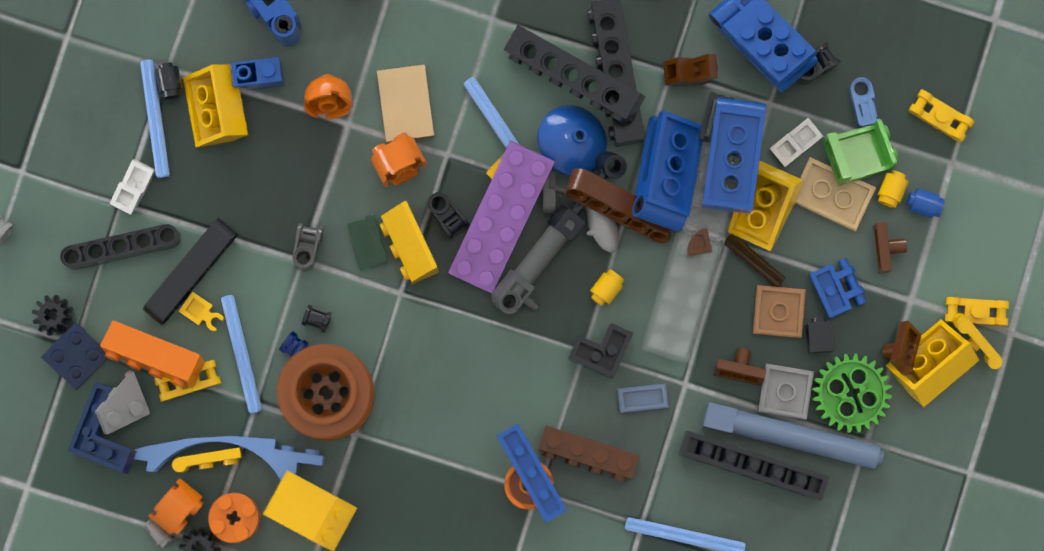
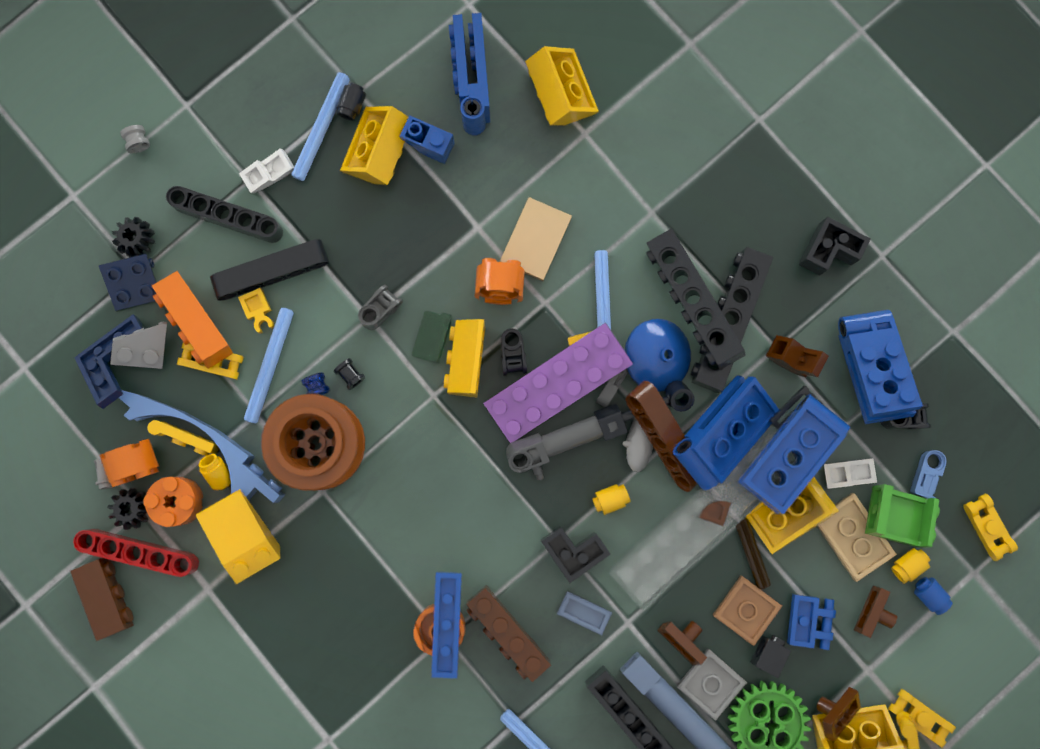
camera: 30 degrees right, 0 degrees up
(255, 471) = (215, 472): none -> yellow brick
(328, 97) = (473, 193): orange cylinder -> none

